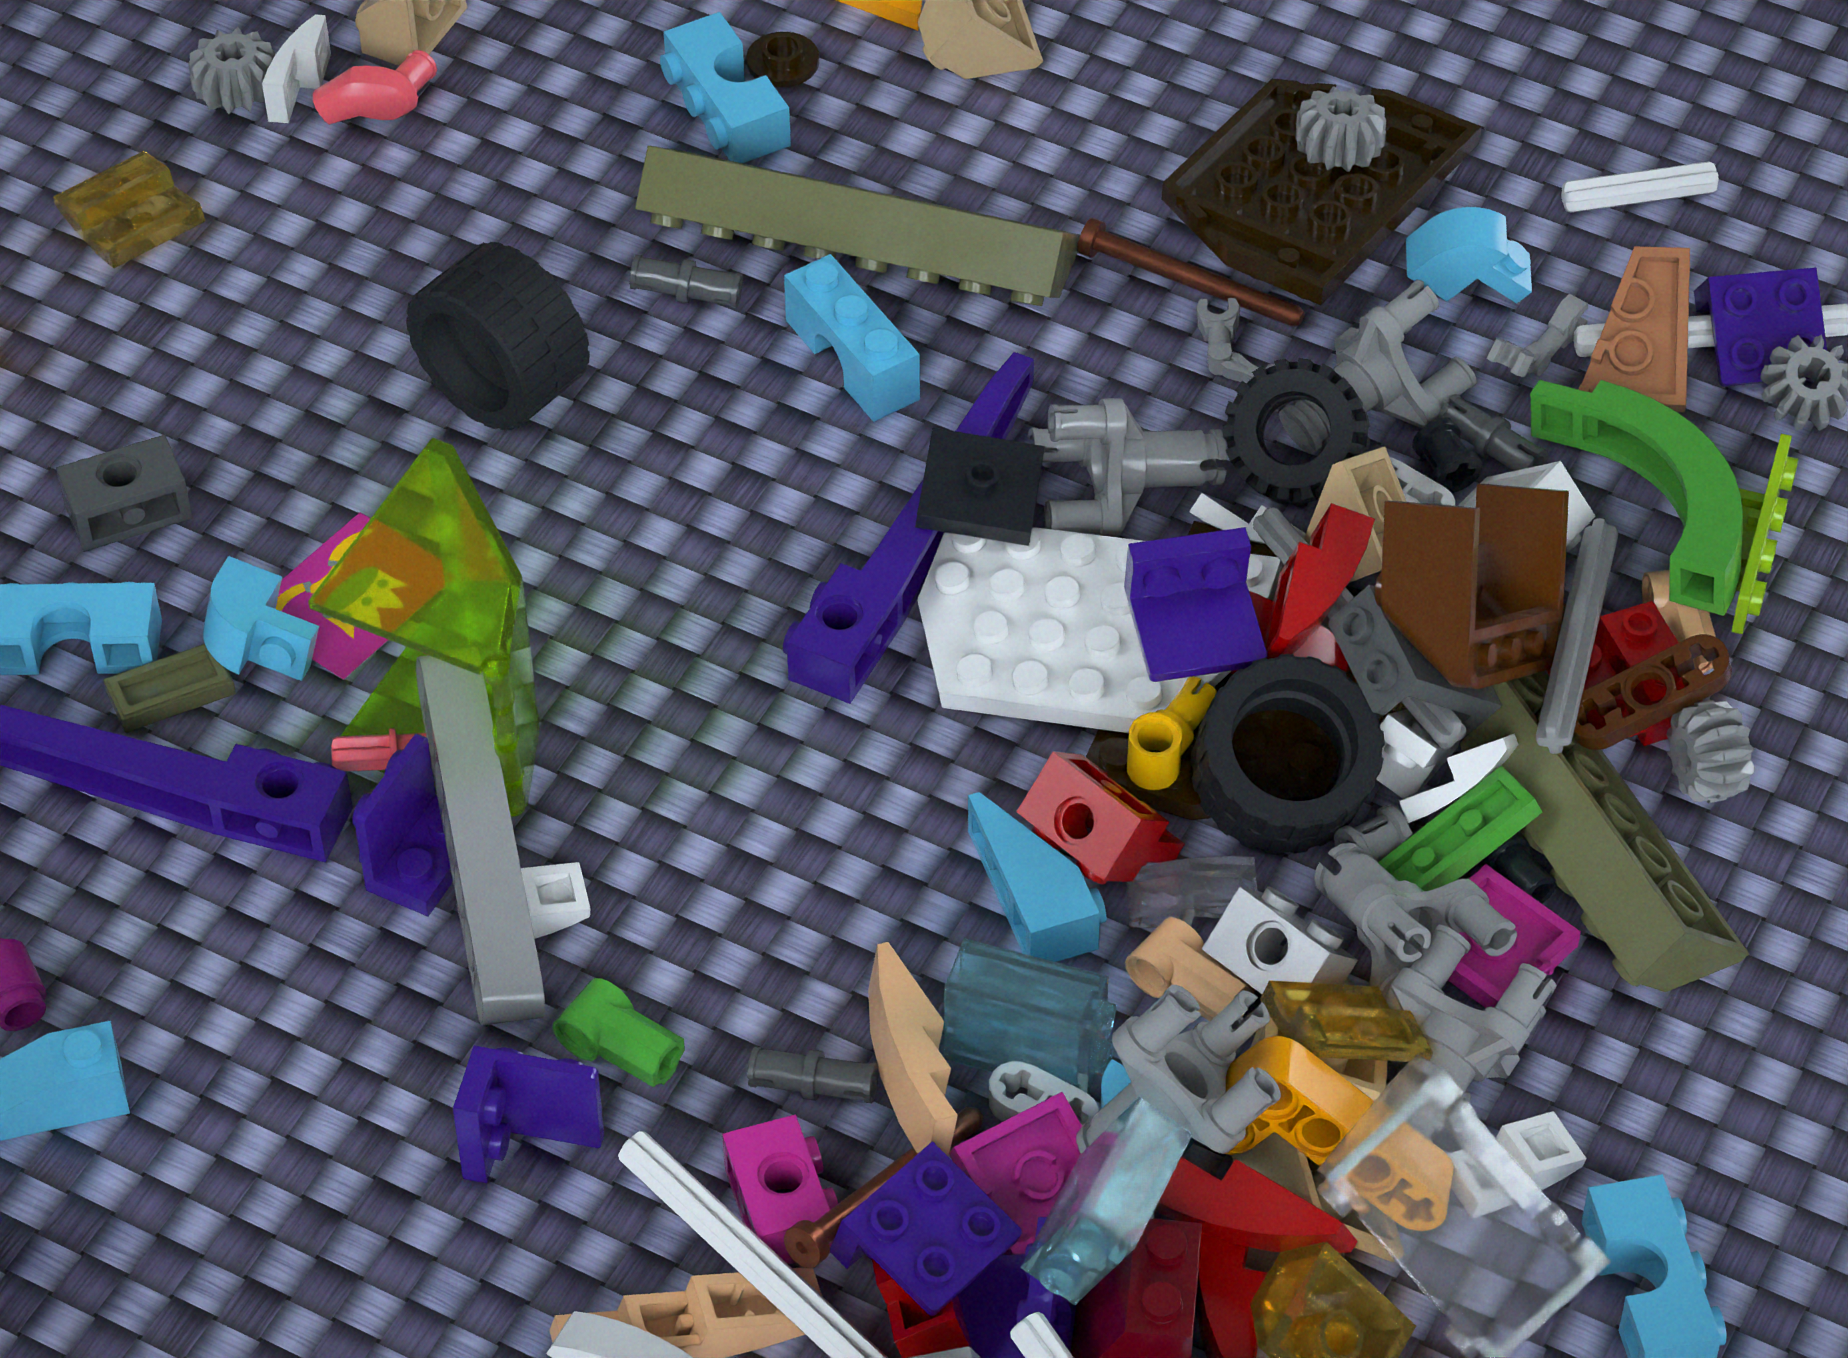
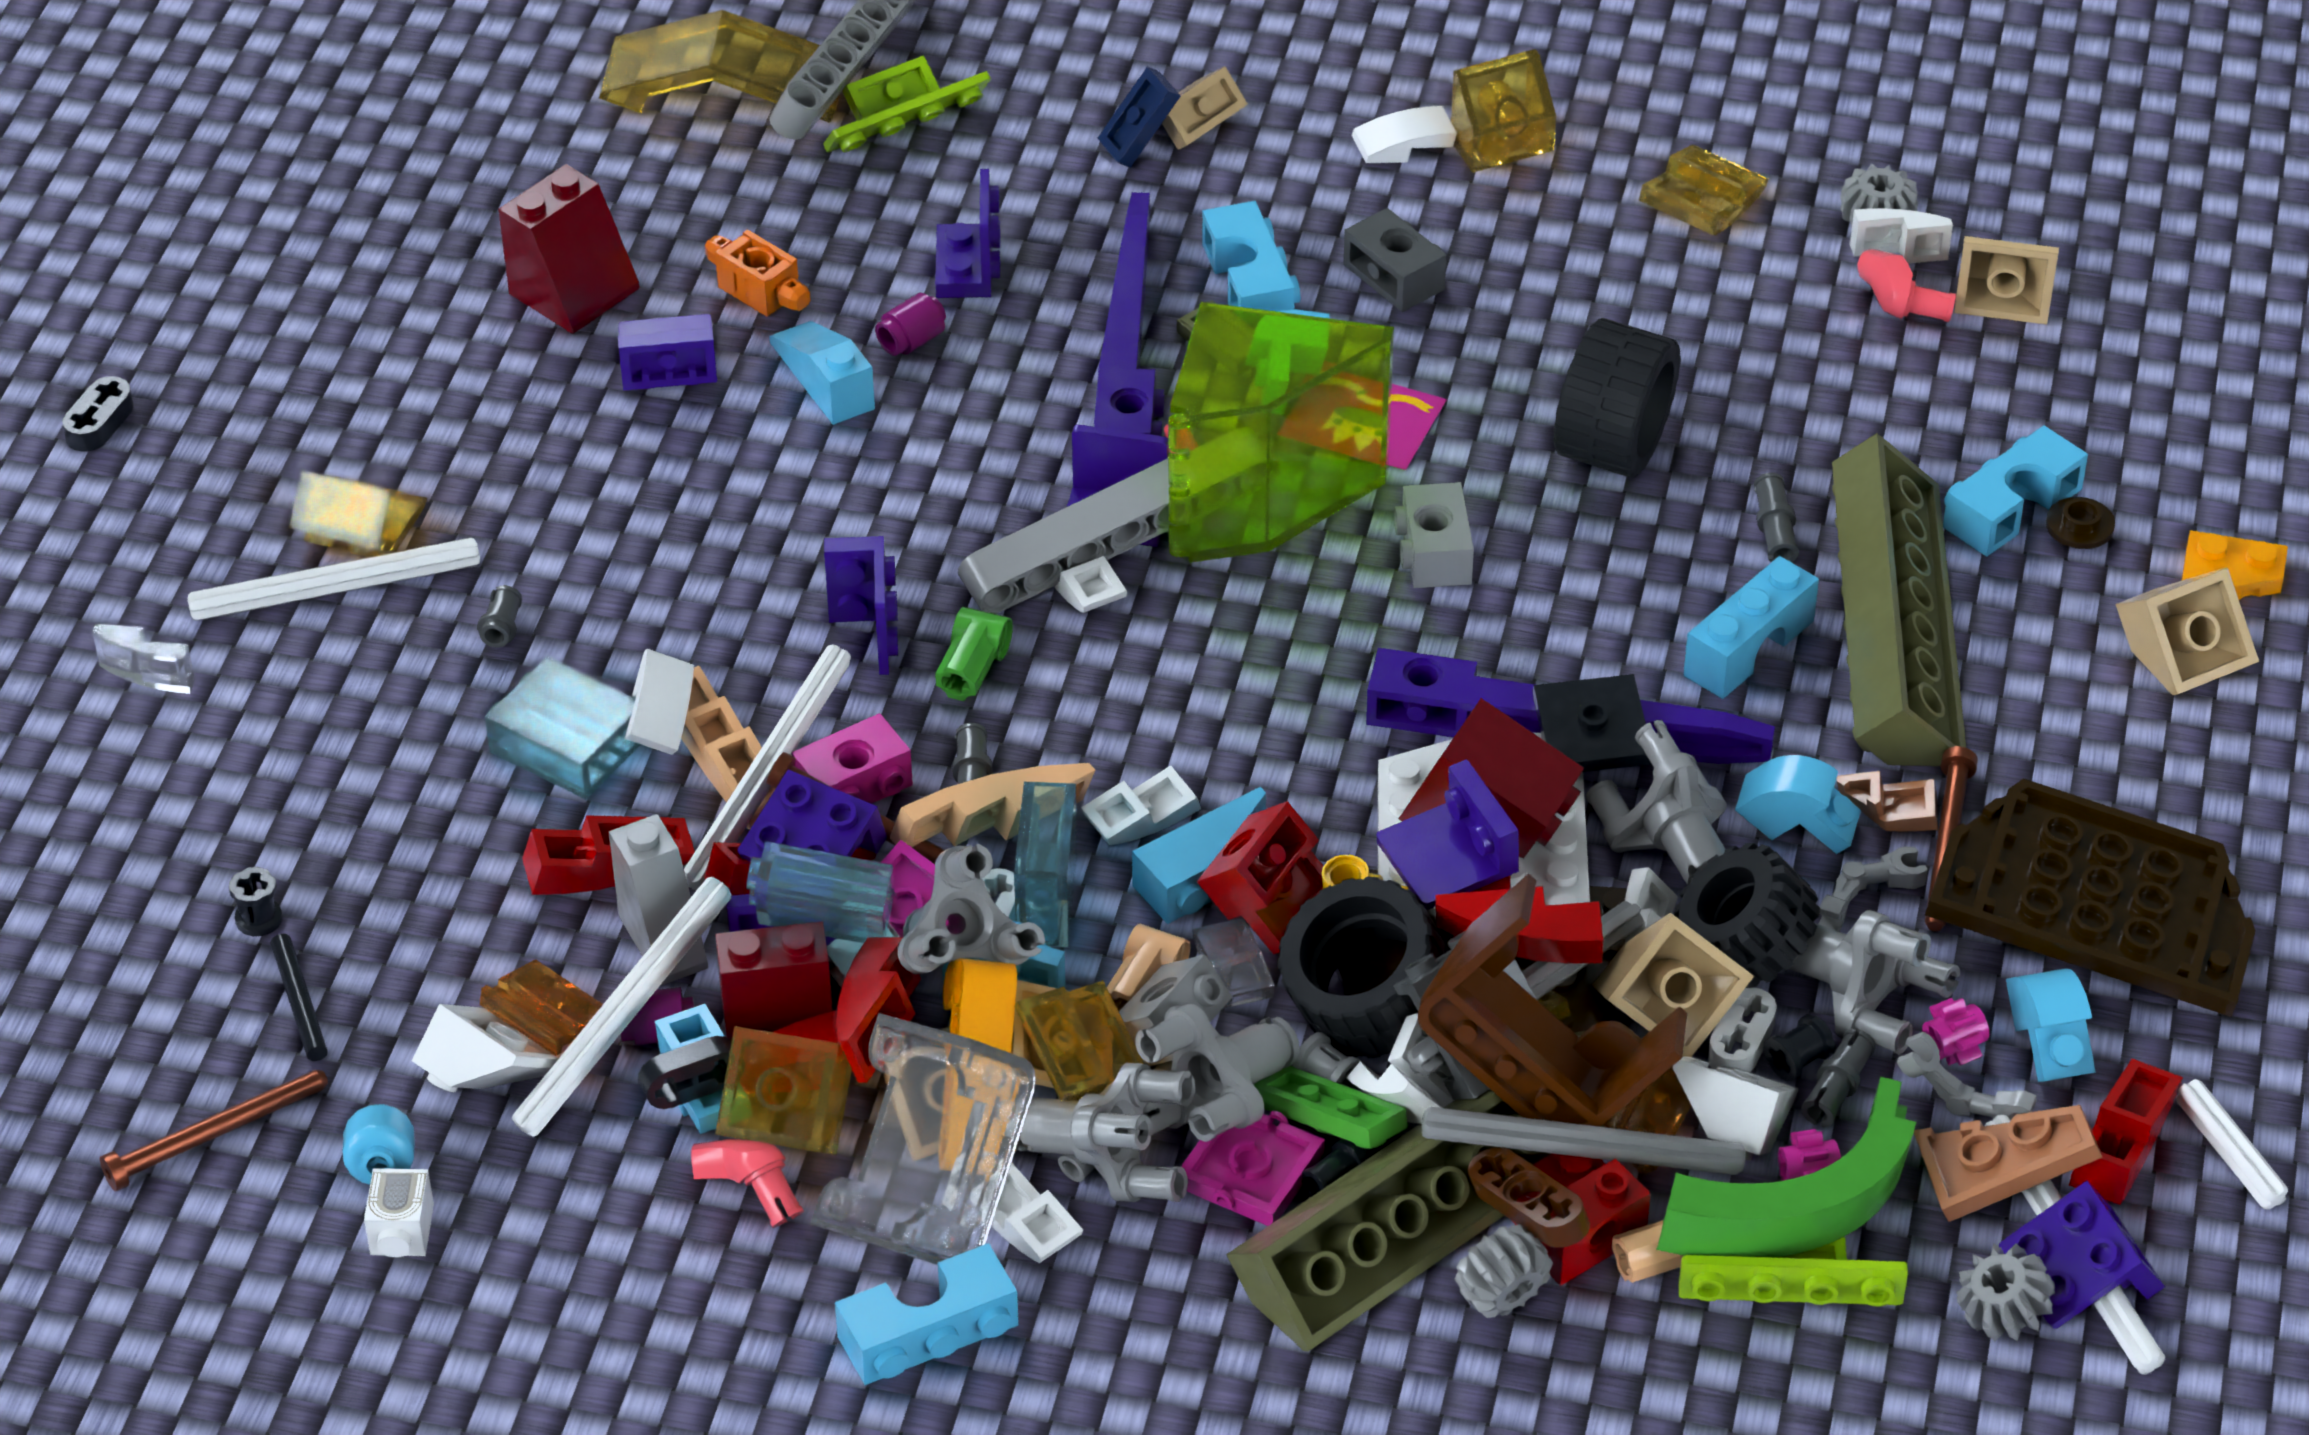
camera: 75 degrees right, 5 degrees down
(601, 561) = (1436, 535): none -> light grey brick
(921, 924) = (1133, 814): none -> white slope
(1059, 583) = (1516, 766): none -> dark red slope
(1120, 361) = (1798, 792): none -> medium azure brick
(1126, 300) = (1895, 805): none -> nougat slope
(1340, 128) = (2146, 881): light grey gear -> none
(1464, 330) = (1957, 1030): none -> dark pink gear
(1593, 237) = (2128, 1128): none -> red slope
(1610, 483) = (1806, 1154): none -> dark pink gear

